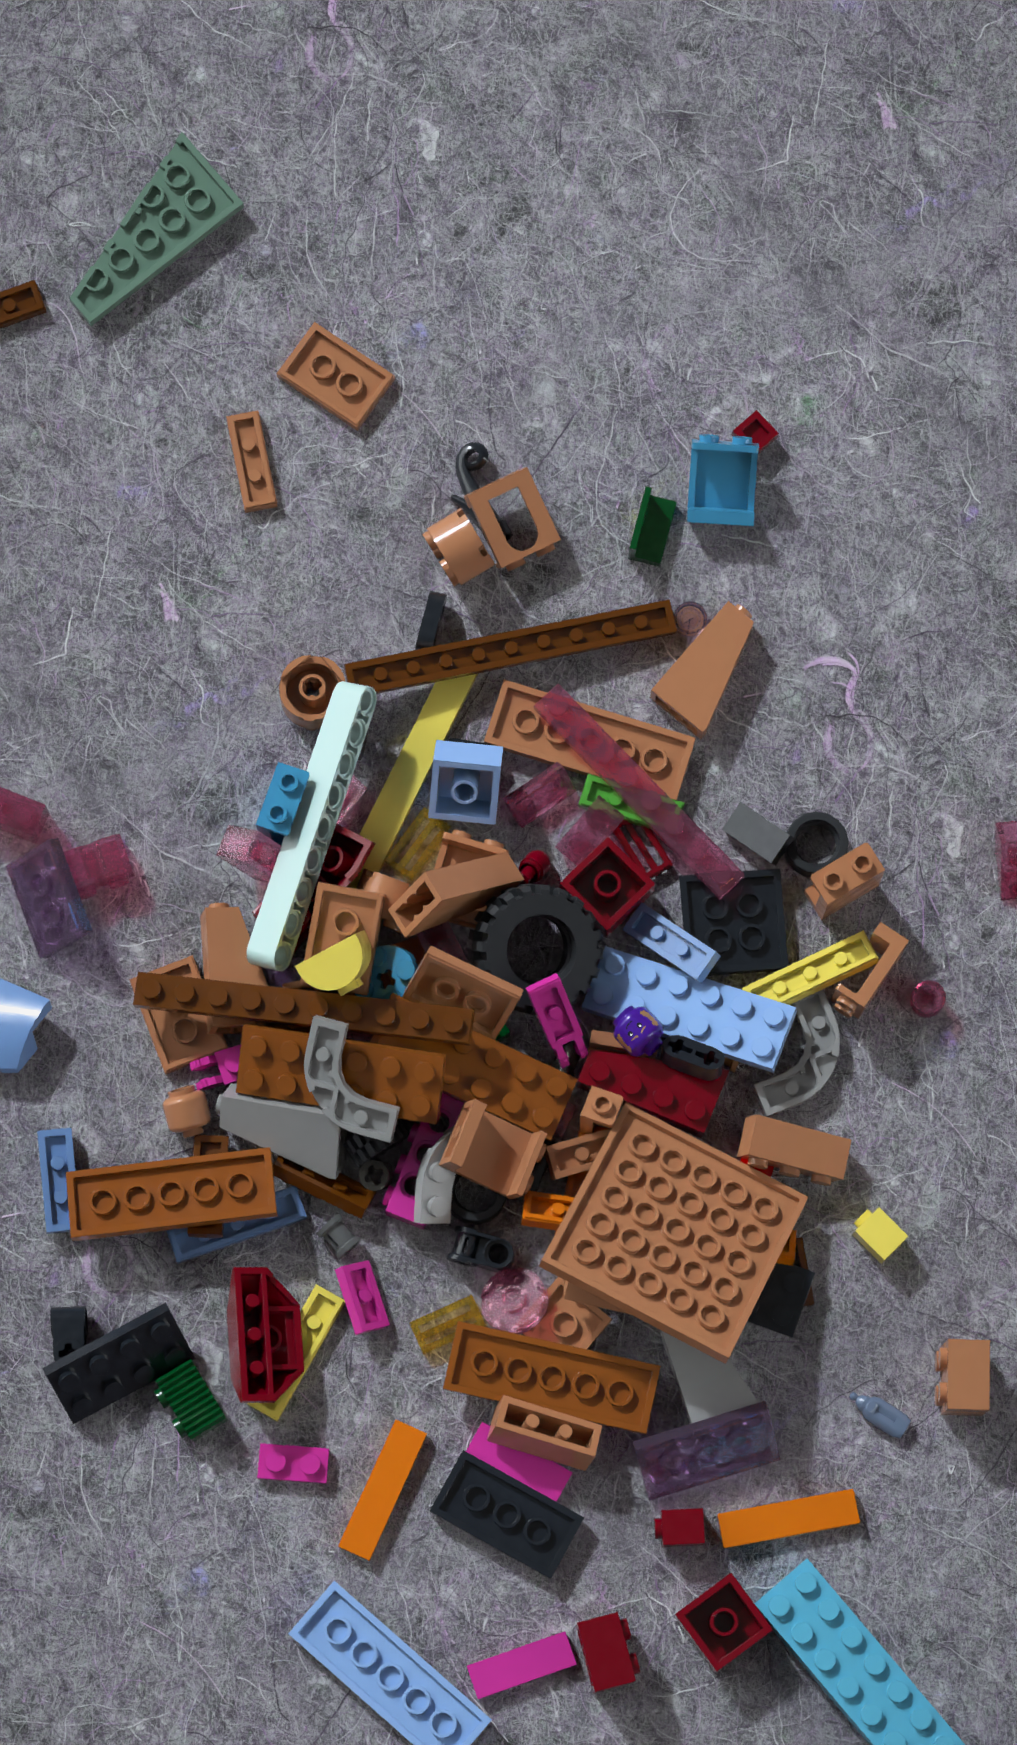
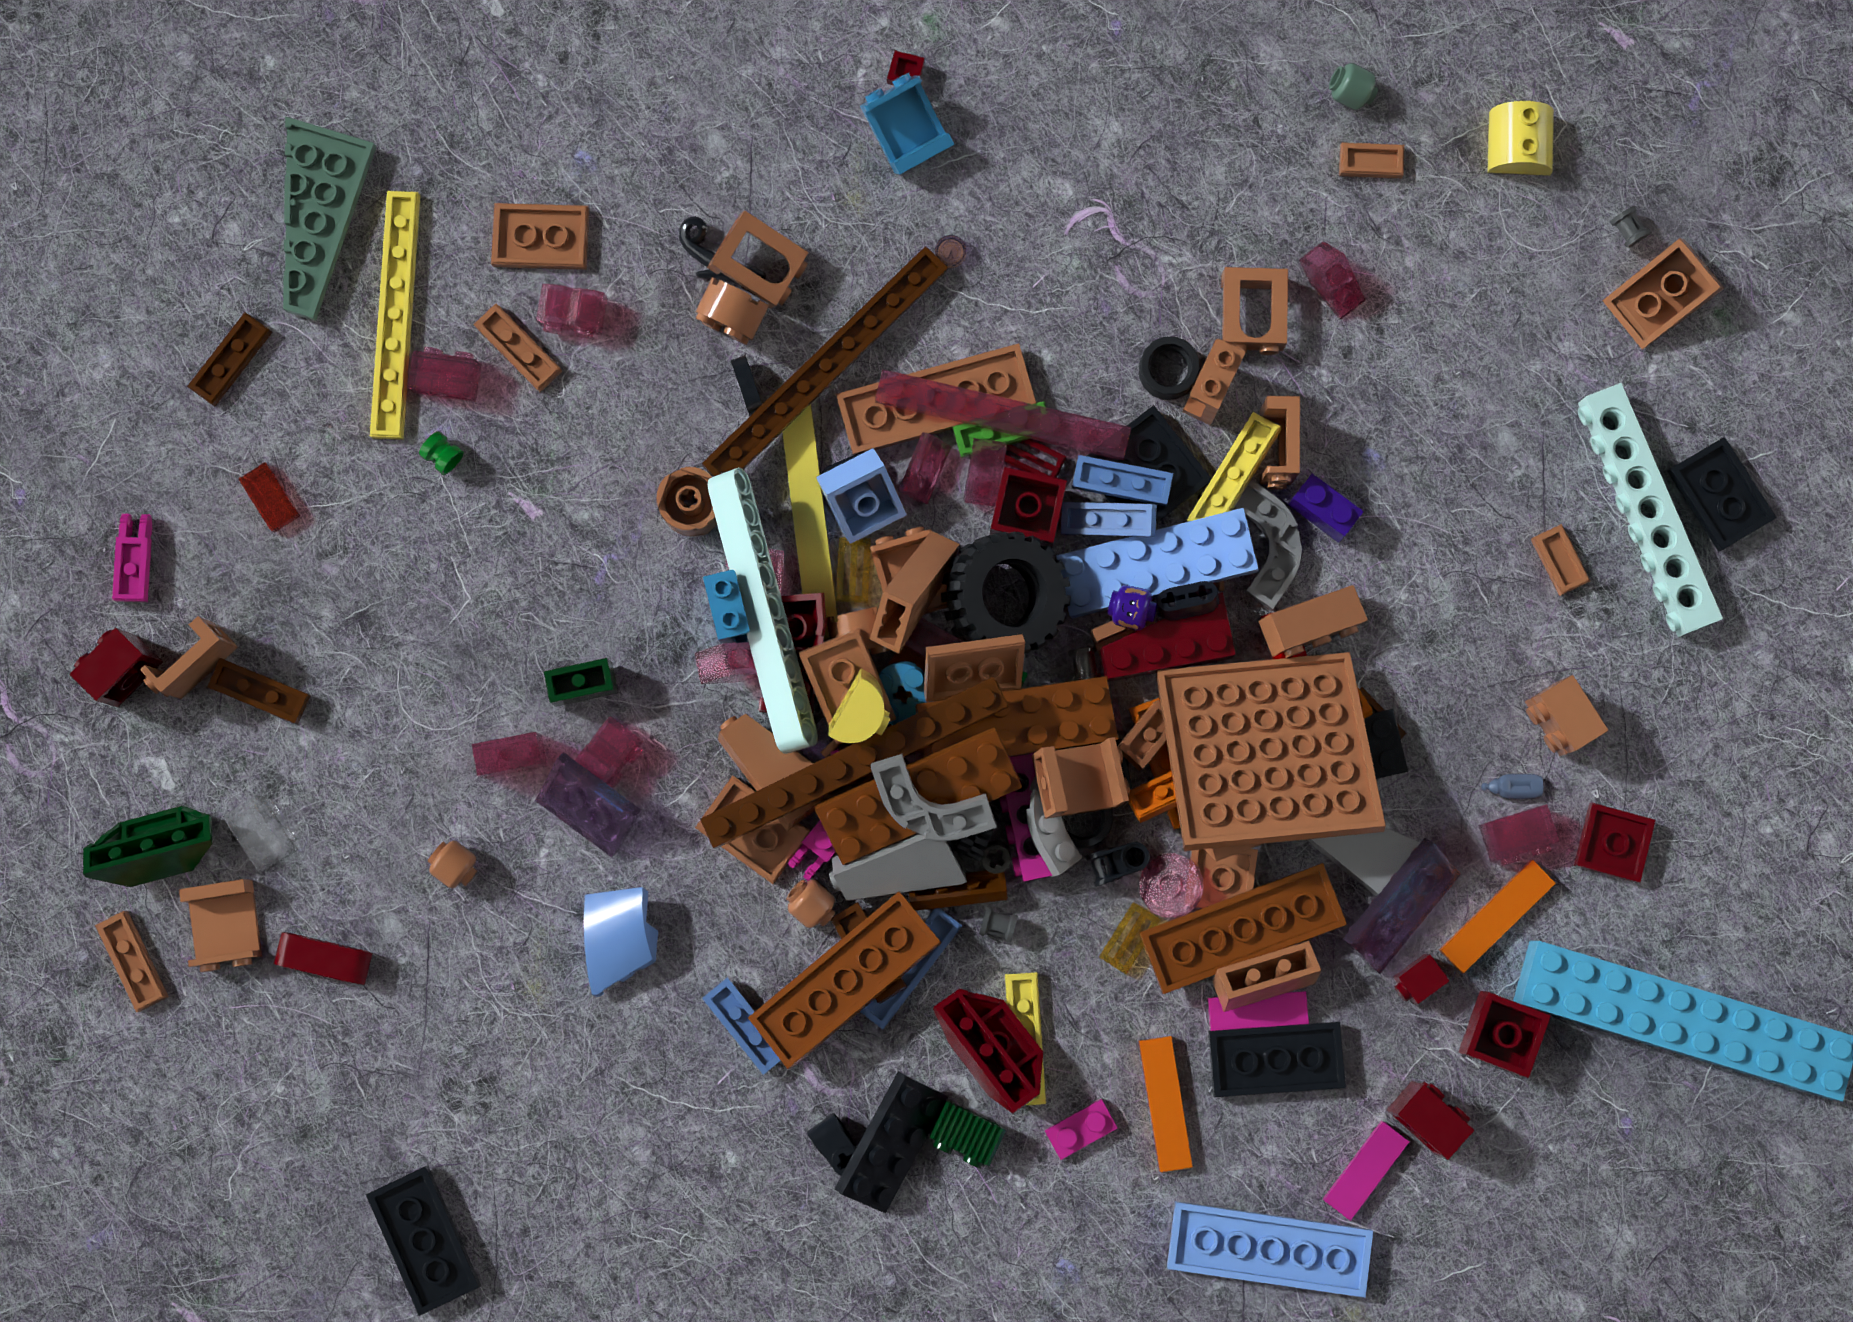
camera: 25 degrees left, 5 degrees up
(113, 788) = (581, 682): none -> dark green brick
(123, 511) = (440, 452): none -> green wheel
(163, 365) = (395, 315): none -> light yellow tile
(172, 444) = (444, 374): none -> clear pink brick
(320, 458) = (571, 310): none -> clear pink brick
(362, 1297) = (1049, 961): dark pink plate -> none
(534, 866) = (958, 528): dark red cylinder -> none
(556, 1017) = (1061, 638): dark pink hinge -> none
(599, 1109) = (1141, 689): nougat bracket -> none
(651, 529) = (873, 199): dark green panel -> none
(701, 674) = (990, 291): nougat slope -> none
(705, 916) = (1122, 480): none -> medium blue plate
(758, 833) = (1118, 388): tile -> none
(855, 1457) = (1519, 833): none -> clear pink brick
(873, 1057) = (1325, 508): none -> dark purple brick
(879, 1234) = (1421, 645): light yellow brick -> none
(923, 1003) = (1333, 440): clear pink wheel -> none
(928, 877) = (1255, 278): none -> nougat panel
(937, 1521) = (1614, 842): none -> dark red plate

